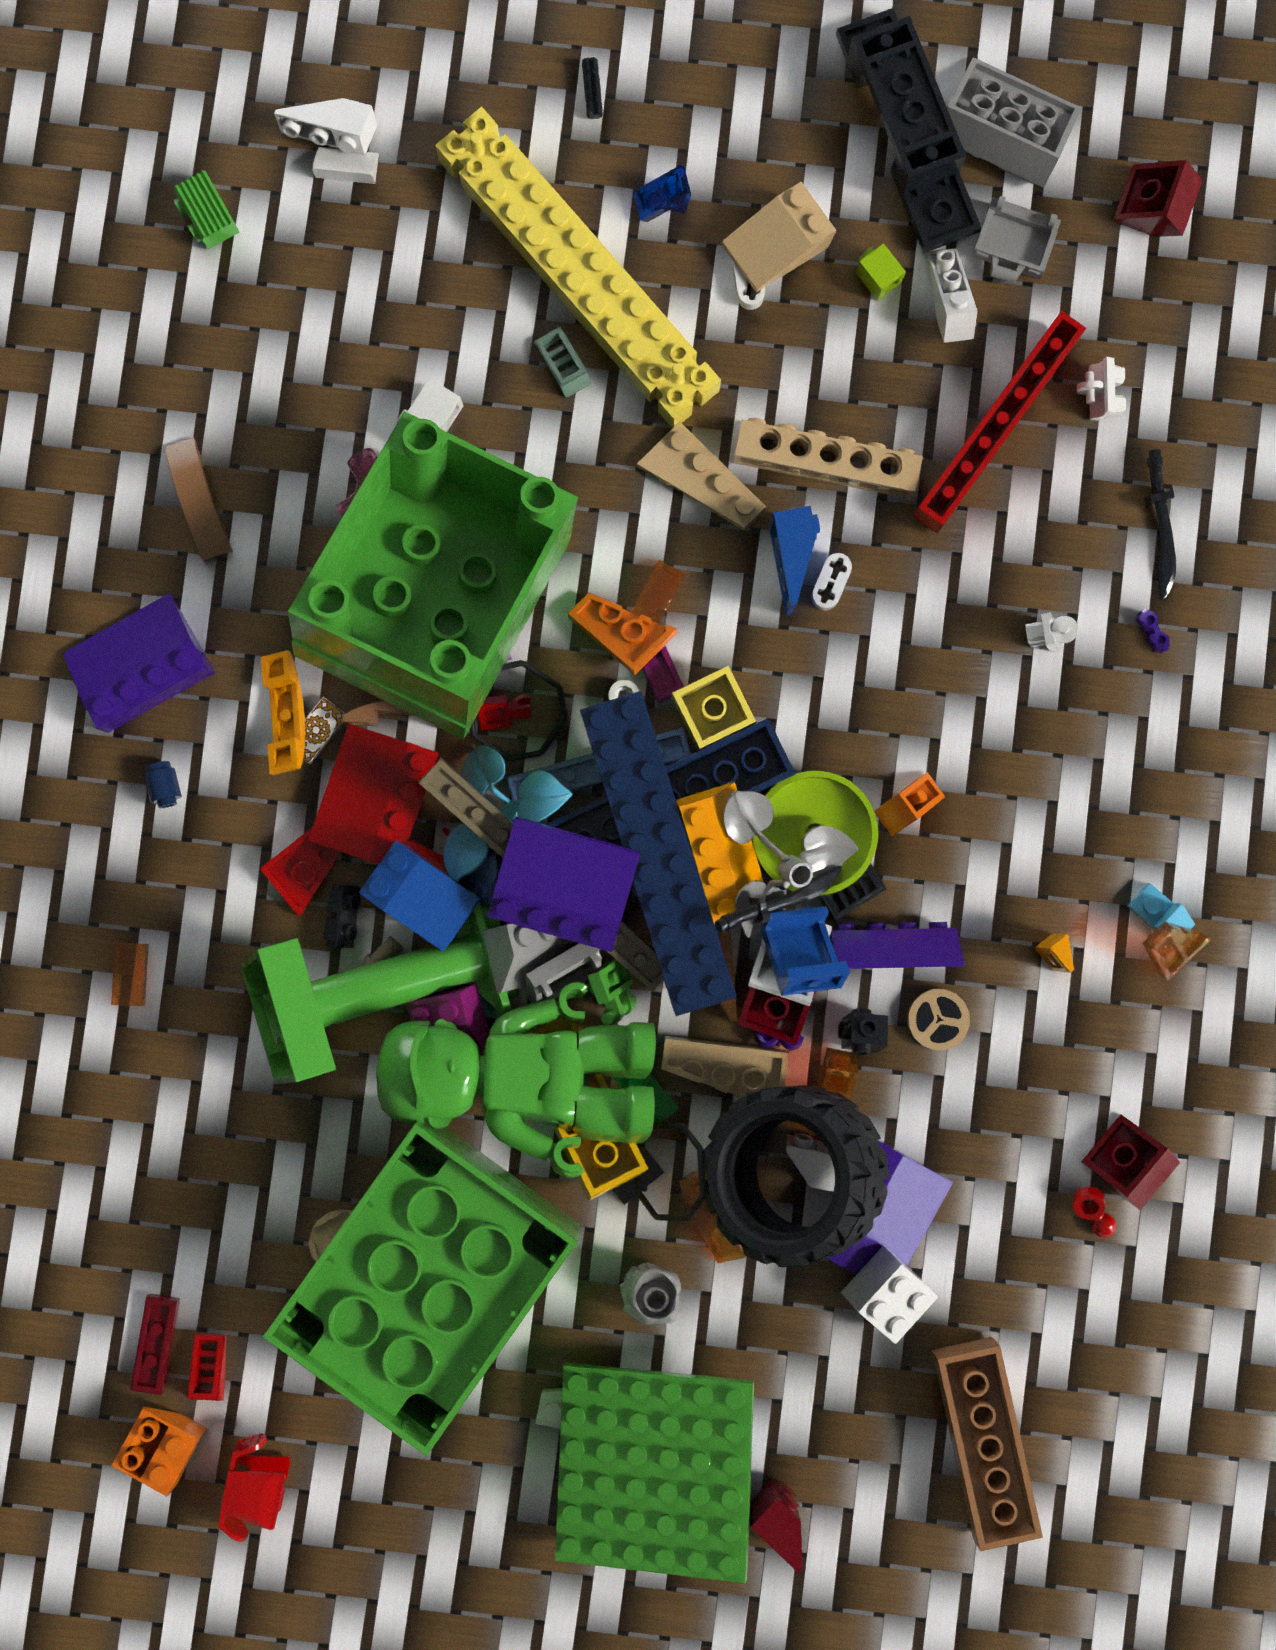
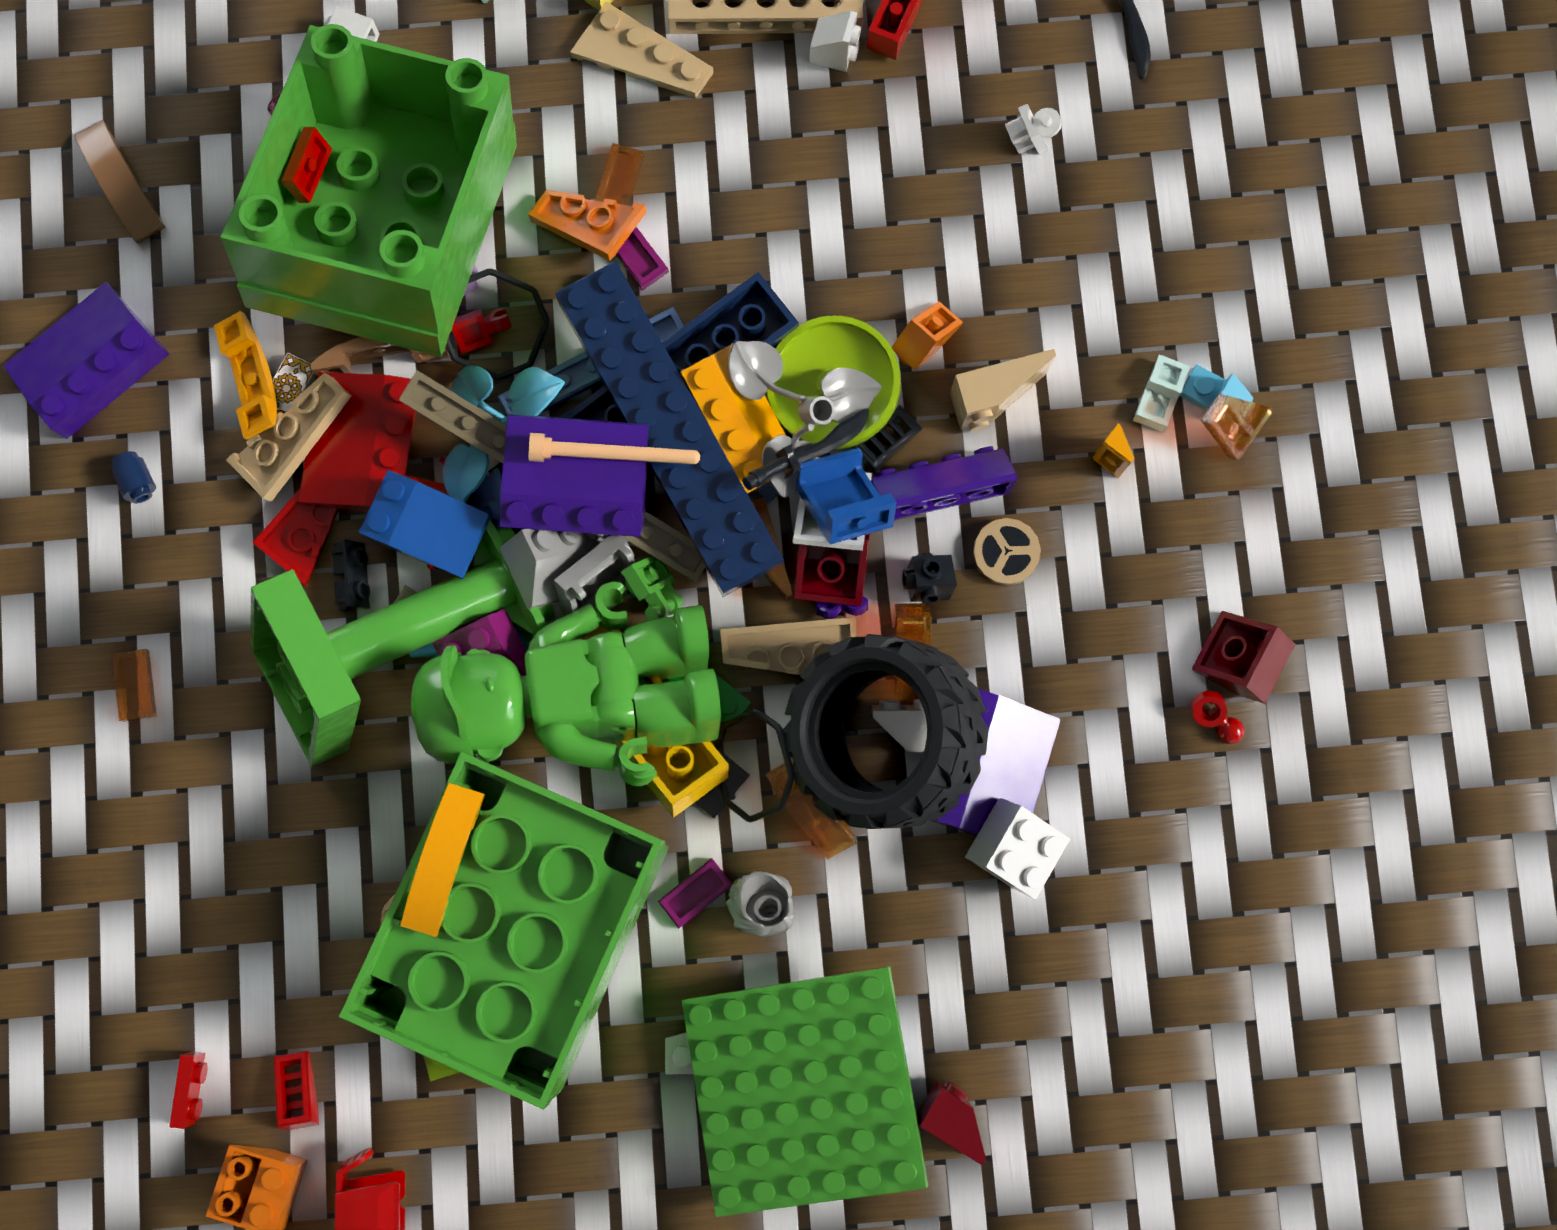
camera: 10 degrees left, 5 degrees down
(111, 1358) = (186, 1100): none -> red plate
(155, 1344) = (232, 1078): dark red tile -> none
(296, 793) = (280, 449): none -> tan wing
(375, 536) = (306, 165): none -> red plate
(380, 1218) = (441, 859): none -> light orange slope
(541, 858) = (543, 447): none -> light nougat piece
(594, 1268) = (695, 893): none -> magenta tile
(713, 708) = (697, 275): light yellow brick -> none
(792, 541) = (745, 90): blue slope -> none
(838, 584) = (804, 130): white beam -> none
(885, 507) = (835, 41): none -> white slope
(954, 875) = (988, 391): none -> tan slope
(987, 1444) = (1158, 988): medium nougat brick -> none
(1111, 902) = (1161, 393): none -> light aqua slope
(1148, 624) = (1134, 105): dark purple piece -> none

